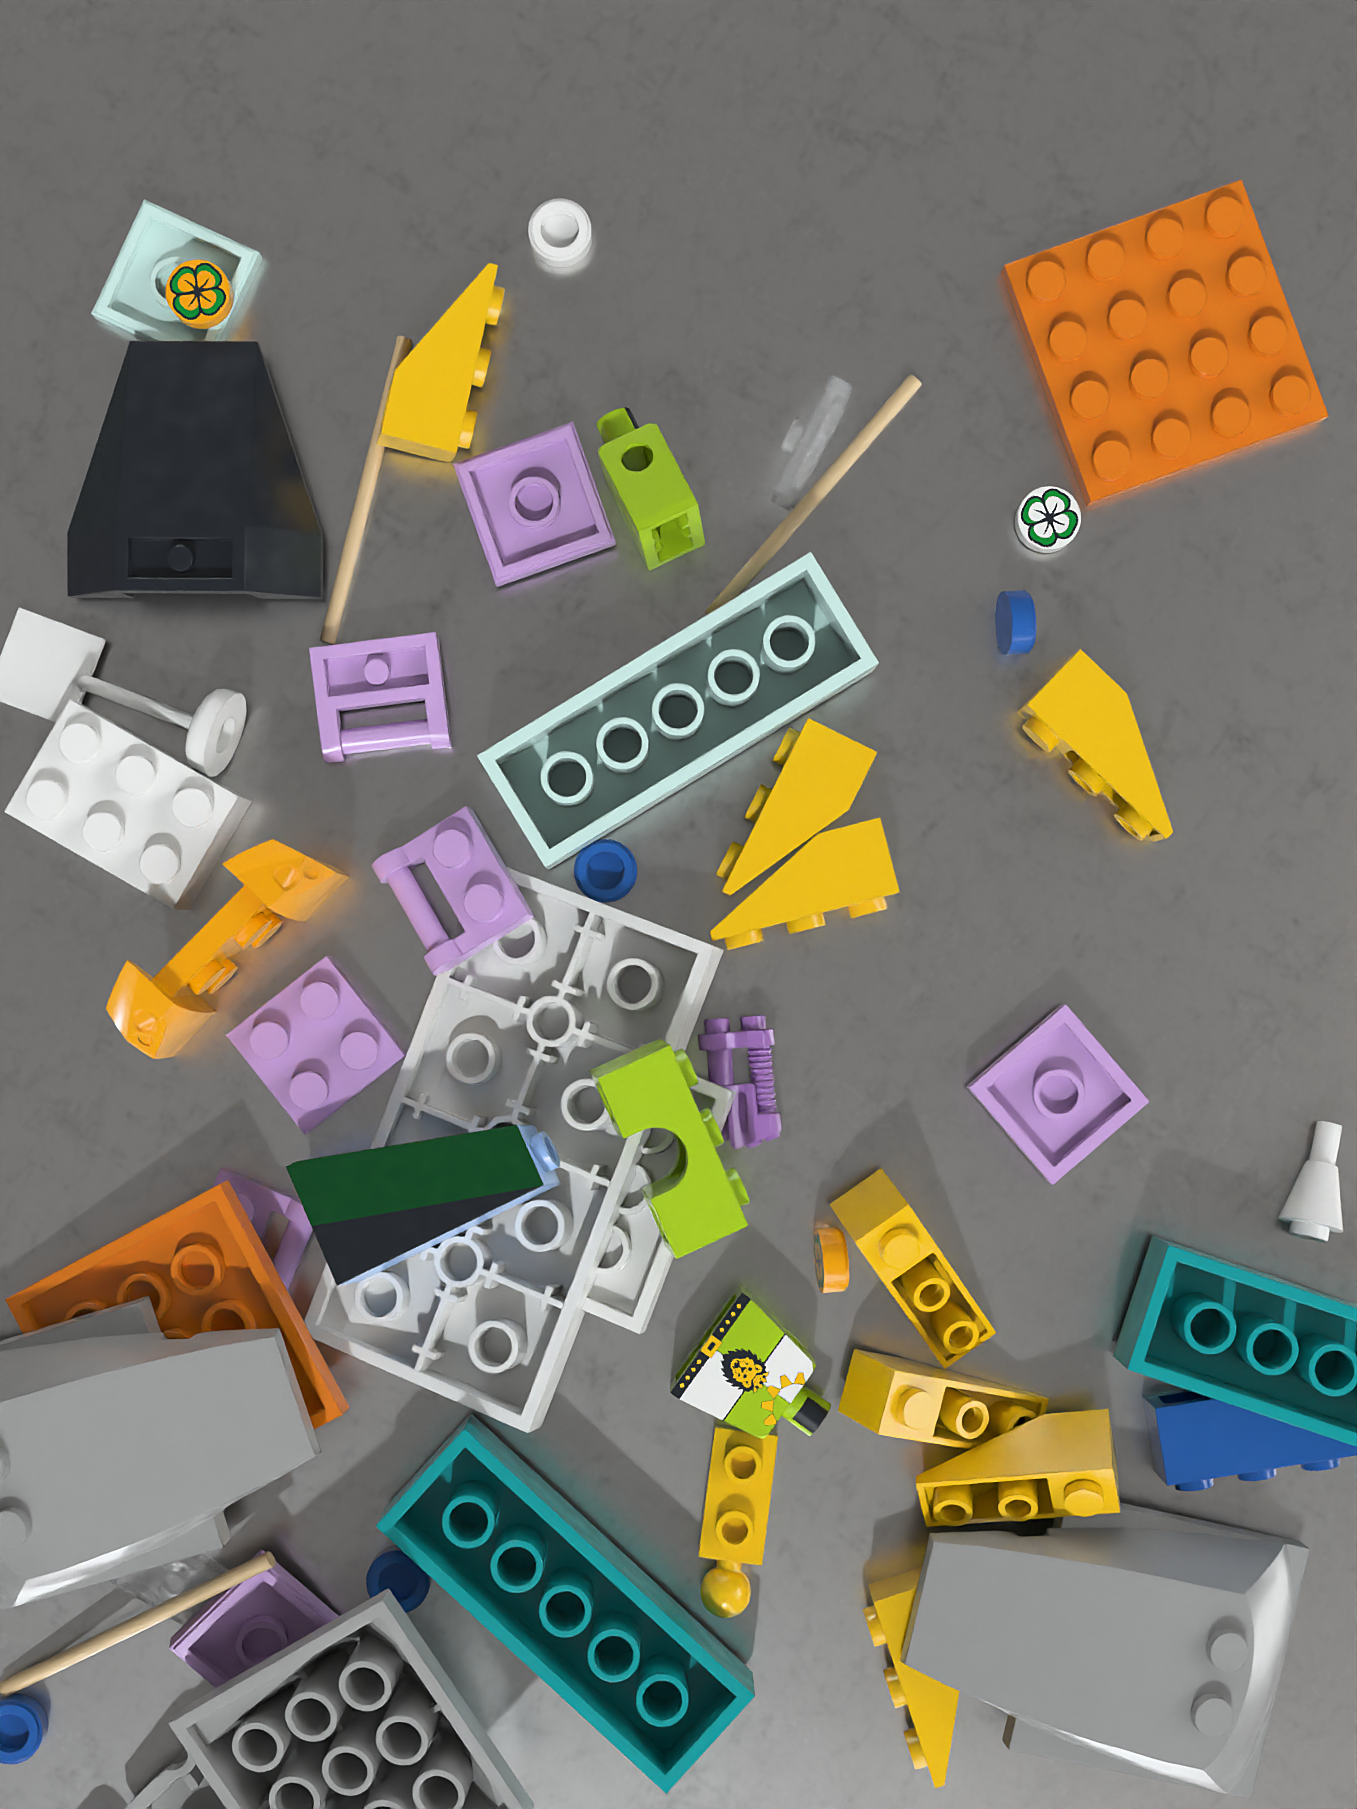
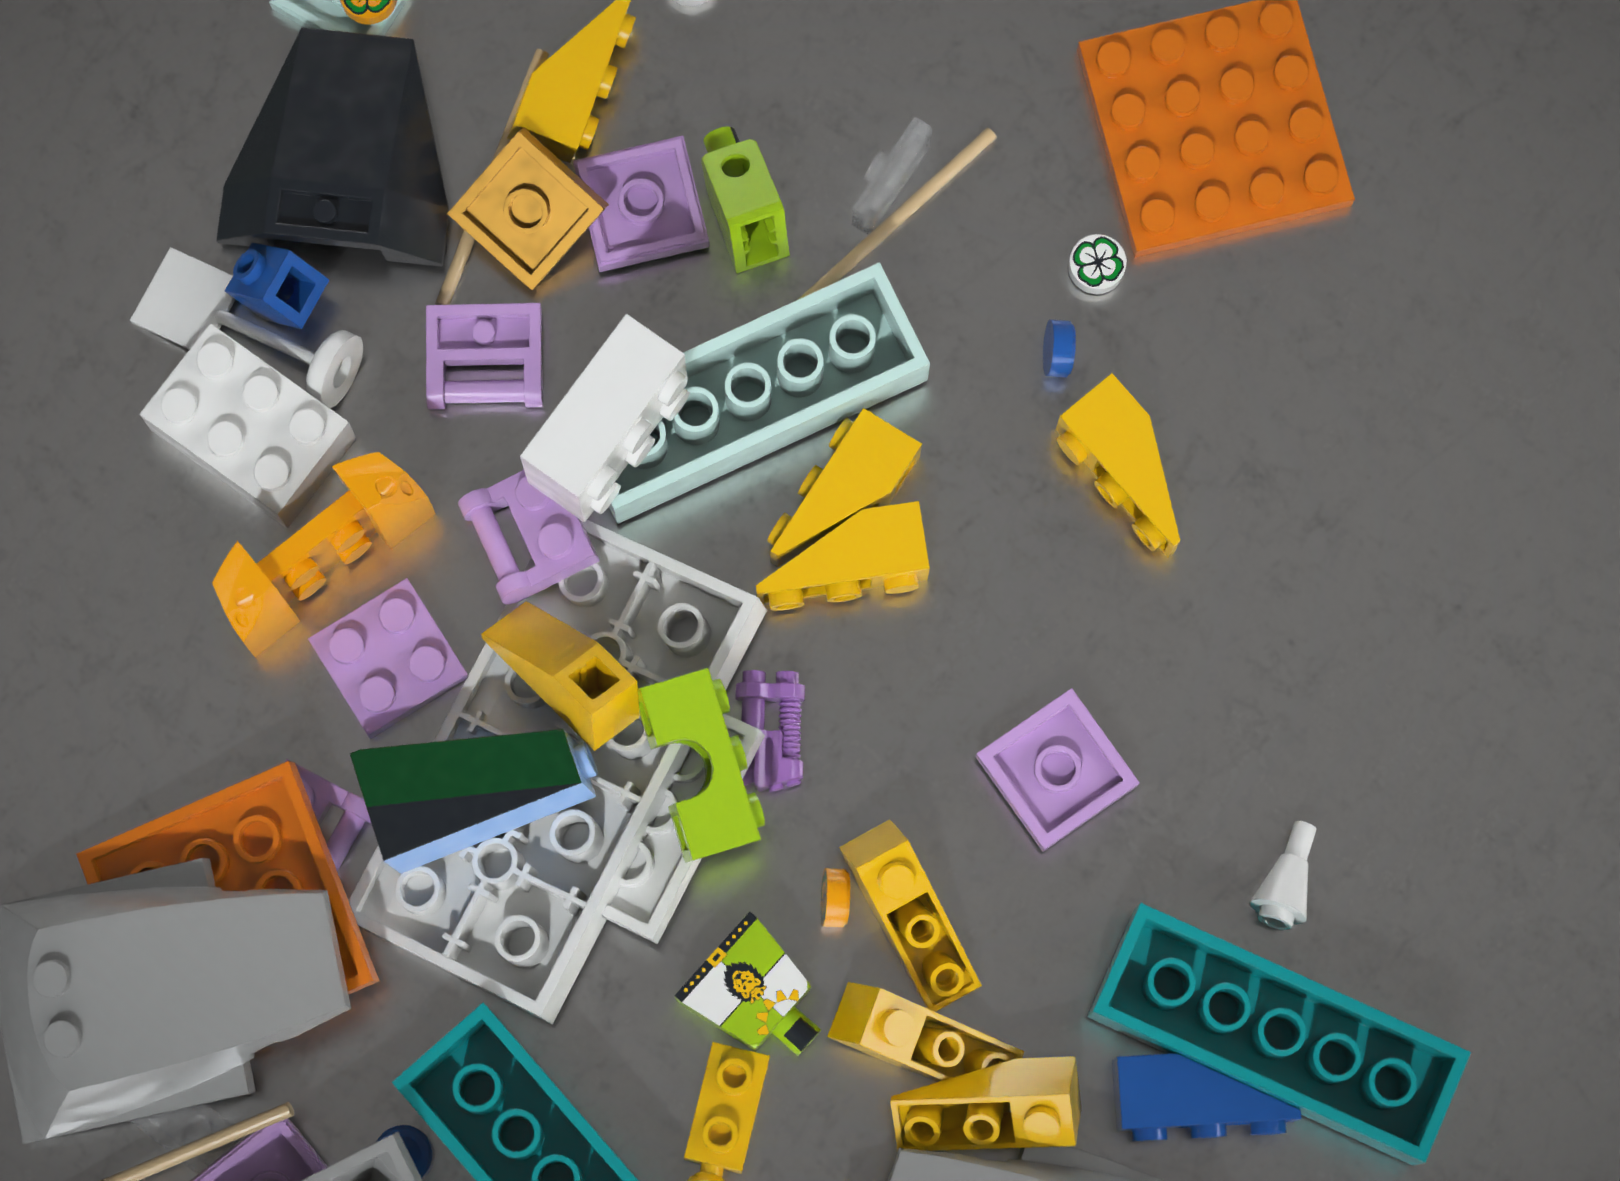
camera: 10 degrees right, 10 degrees down
(139, 643) = (276, 285): none -> blue brick
(409, 526) = (527, 208): none -> plate
(511, 1053) = (567, 672): none -> yellow slope
(526, 775) = (607, 419): none -> white brick
(605, 870) = (669, 529): blue tile -> none

